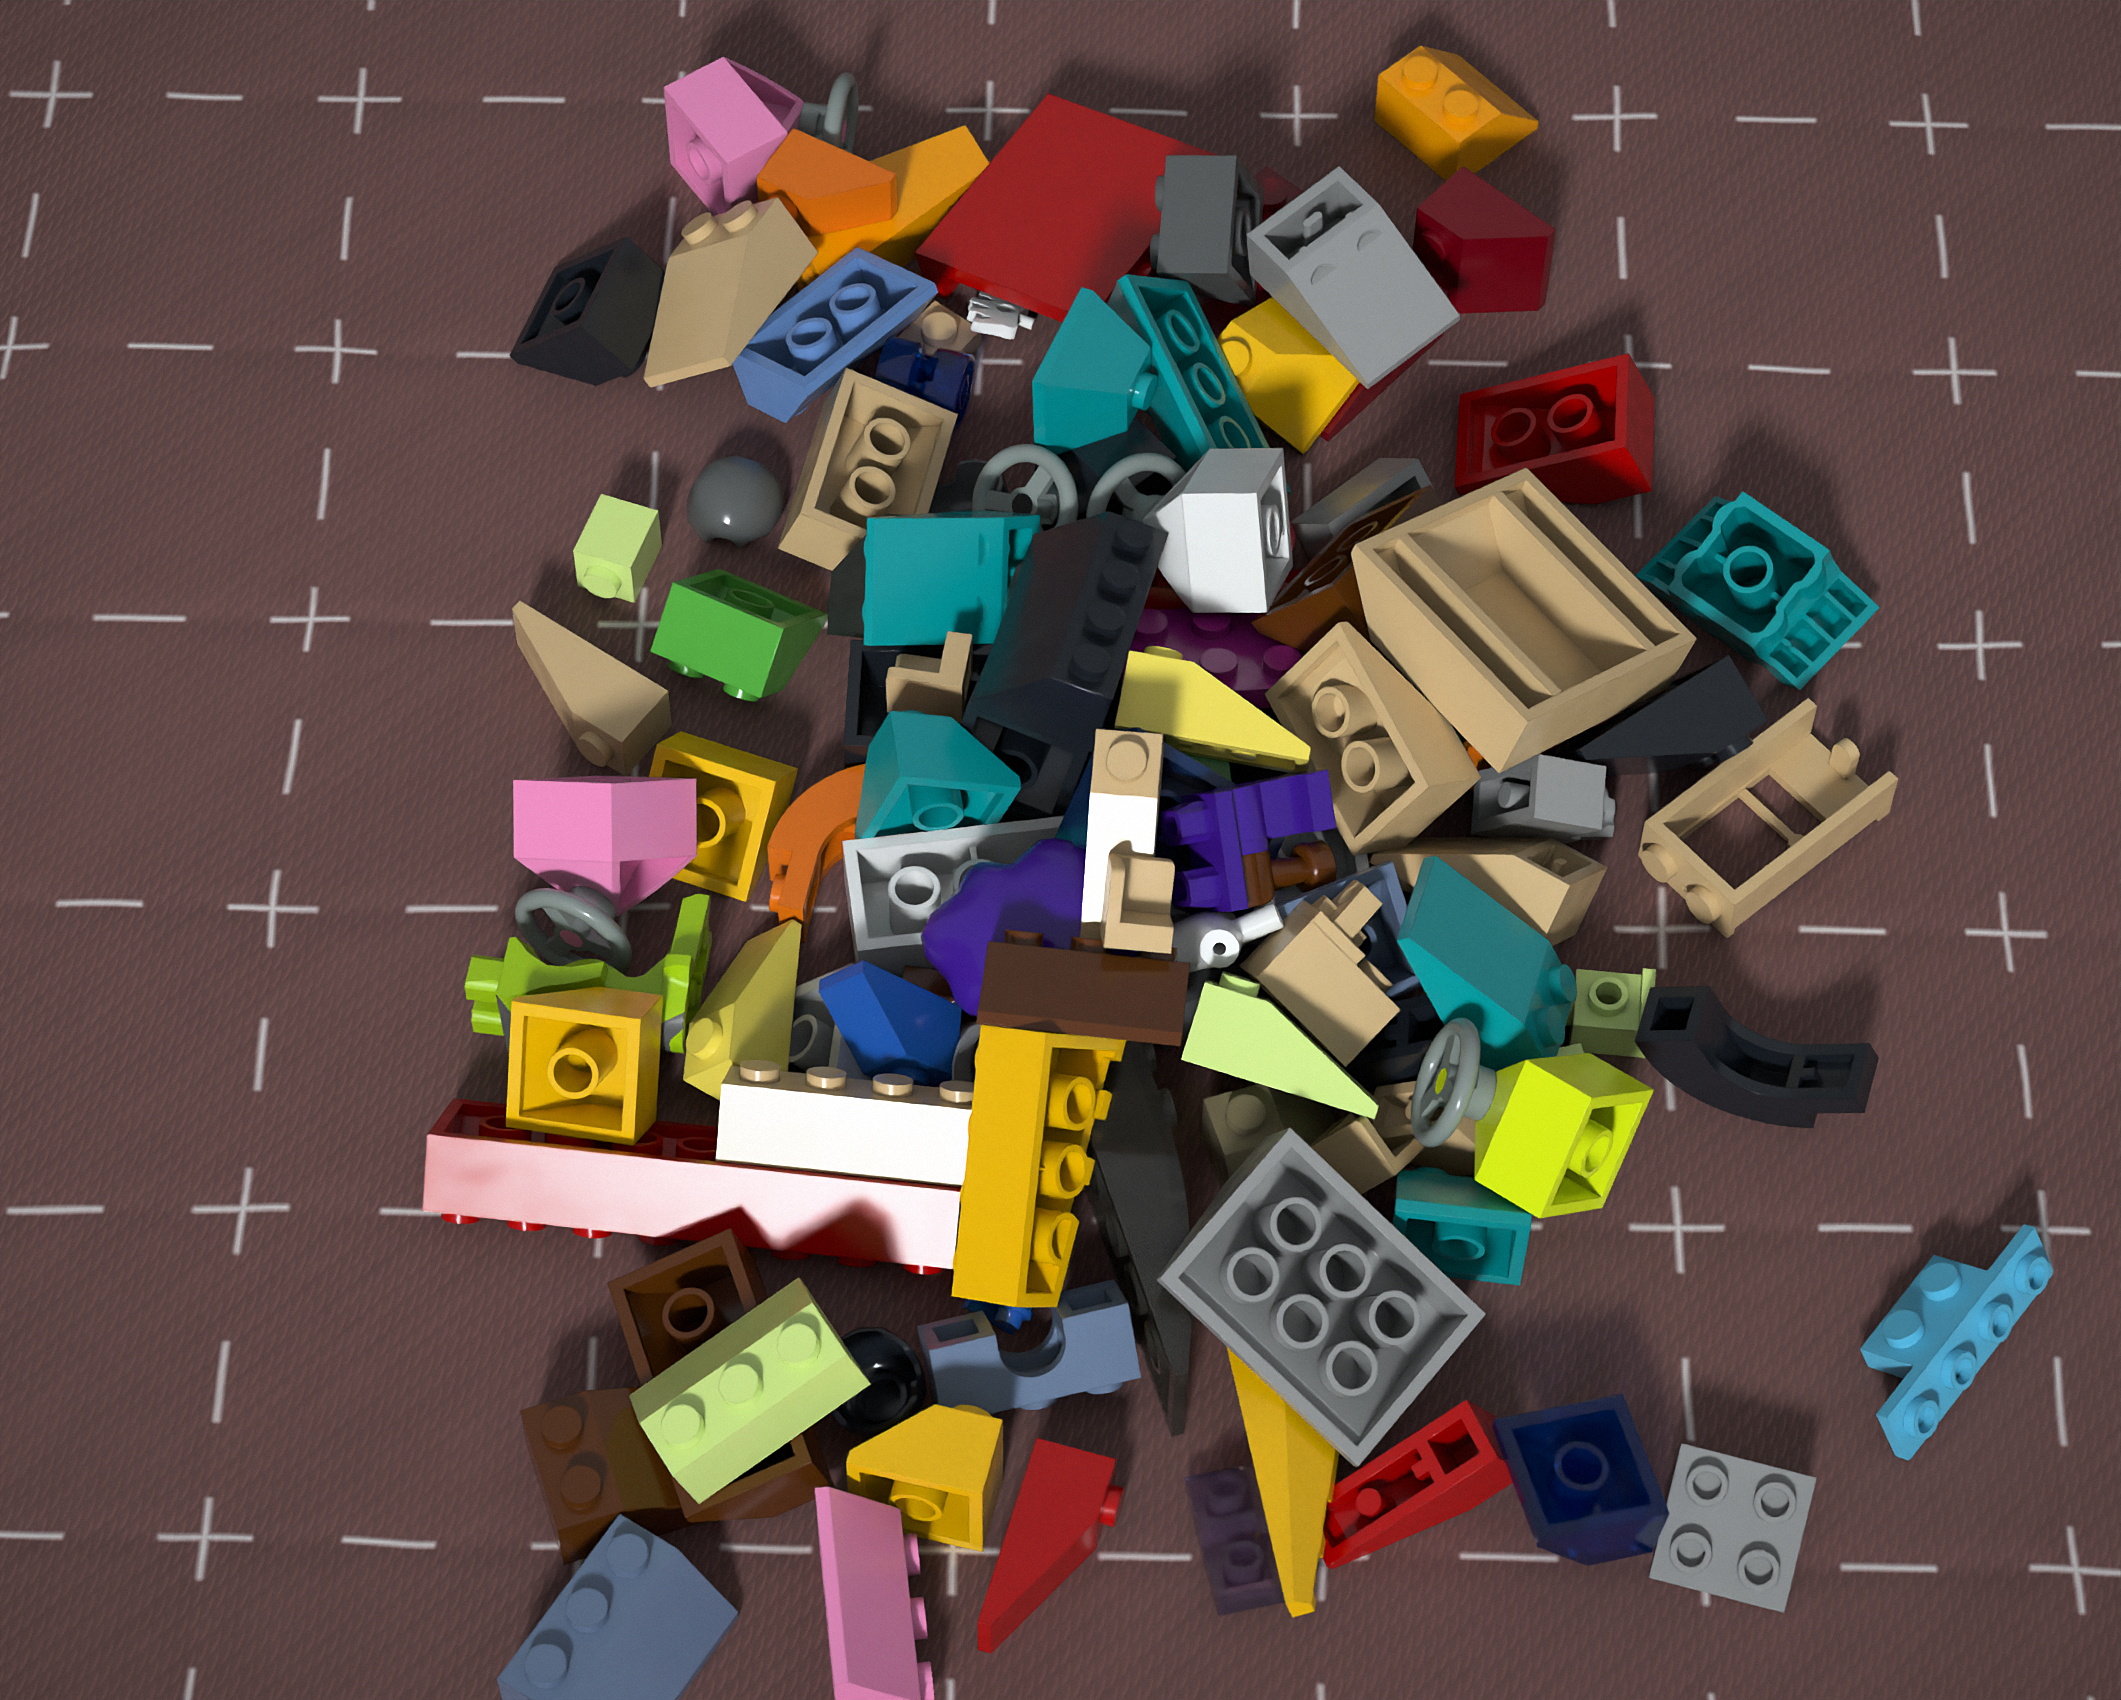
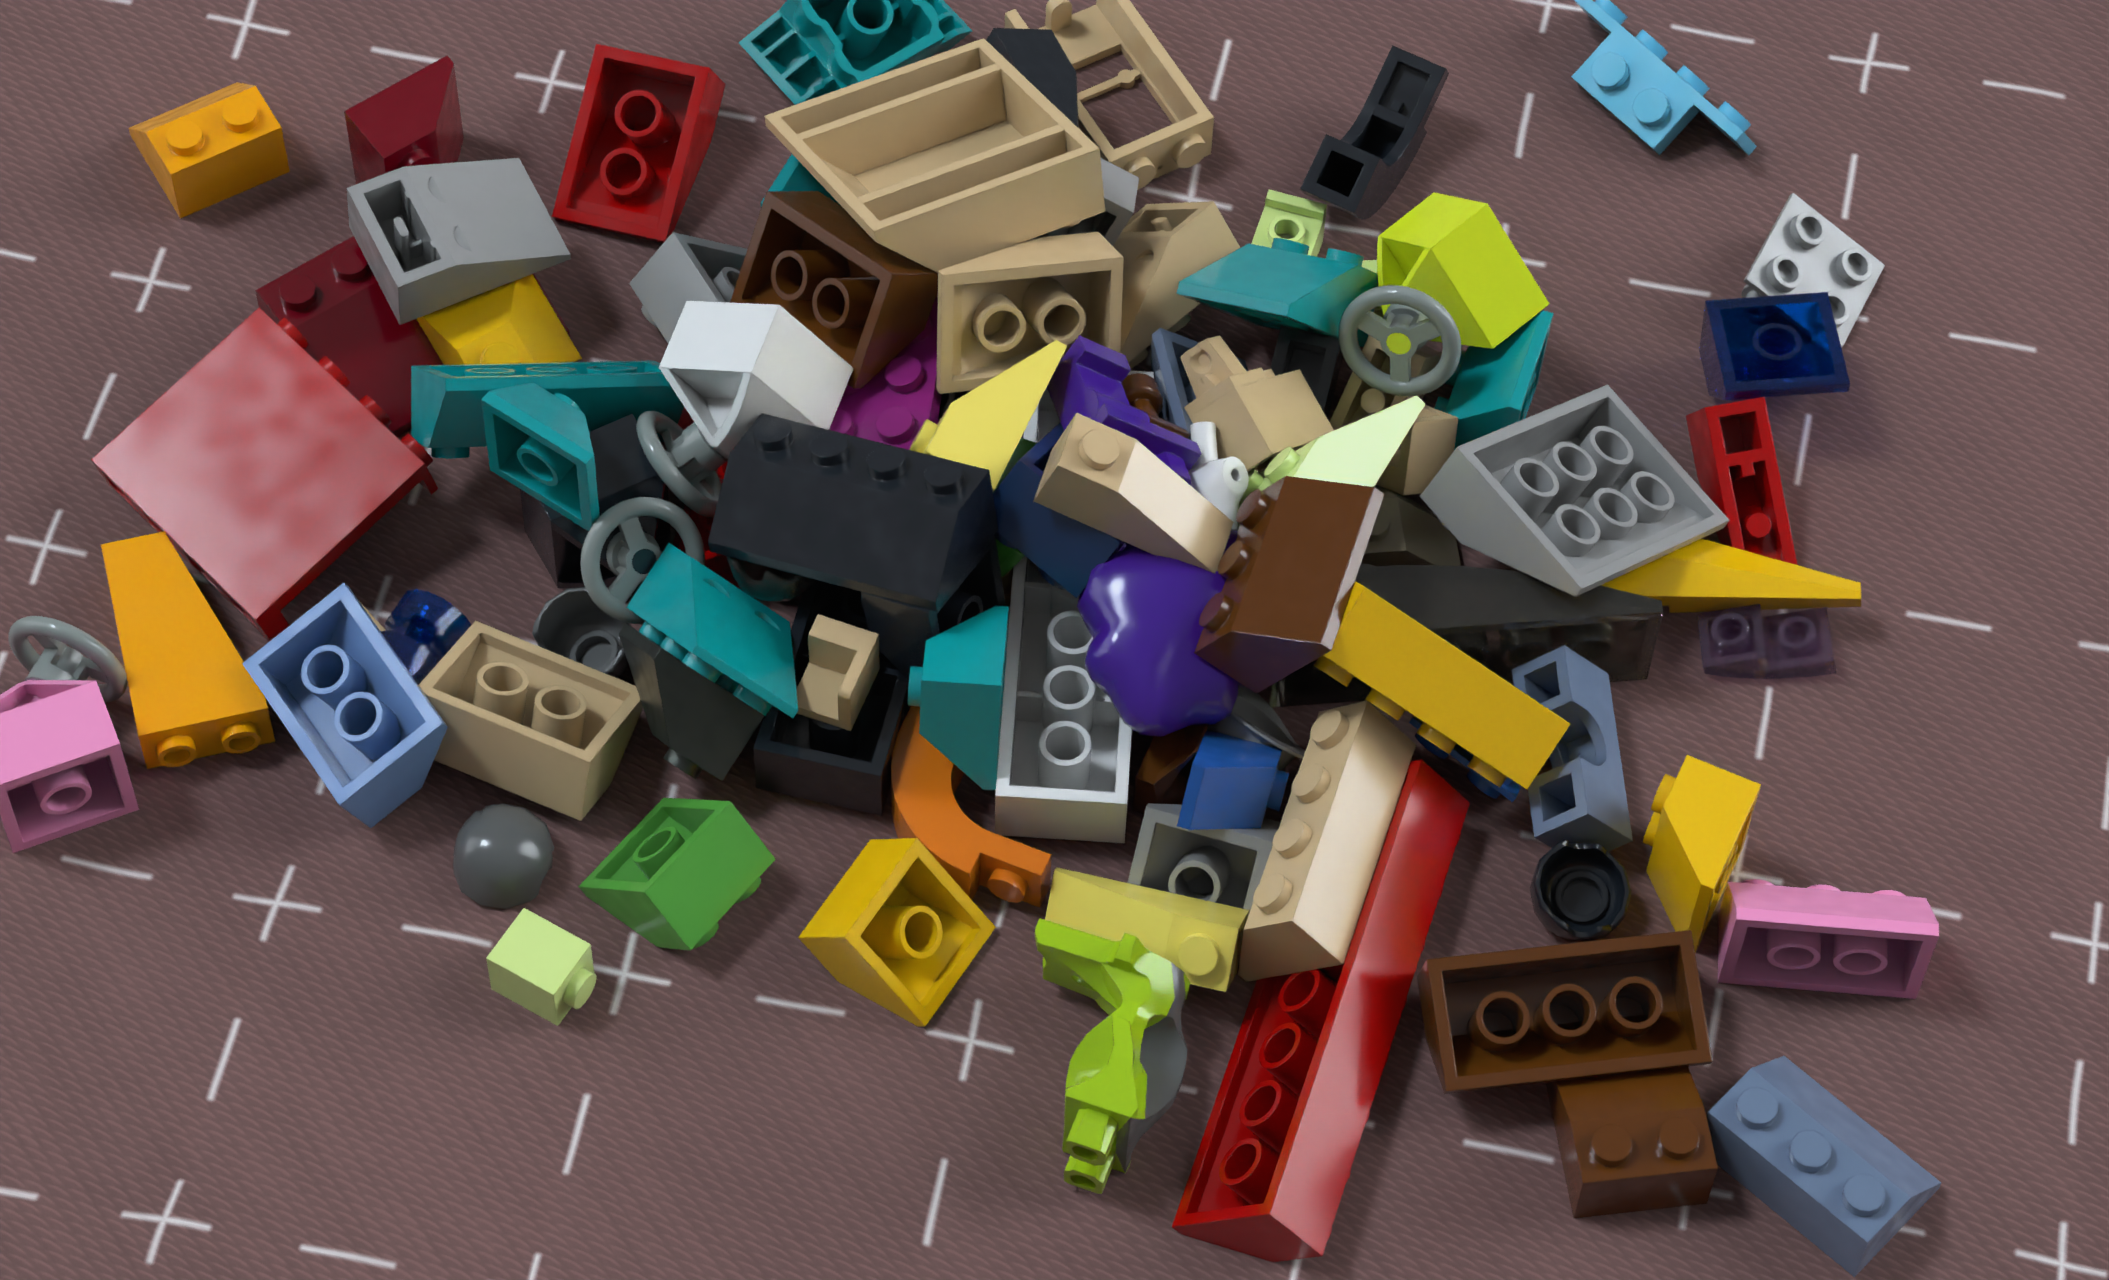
camera: 80 degrees left, 0 degrees up
(585, 1063) = (1218, 1051): yellow slope -> none
(594, 315) = (220, 945): black slope -> none
(601, 701) = (718, 1021): tan slope -> none
(604, 852) = (945, 1011): bright pink piece -> none
(724, 287) = (261, 799): tan slope -> none
(747, 1391) = (1612, 964): yellowish green slope -> none
(827, 186) = (159, 676): orange slope -> none
(997, 316) = (348, 568): white piece -> none
(1050, 1533) = (1788, 803): red slope -> none
(1137, 903) = (1222, 510): tan panel -> none
(1204, 223) = (356, 329): dark grey slope -> none

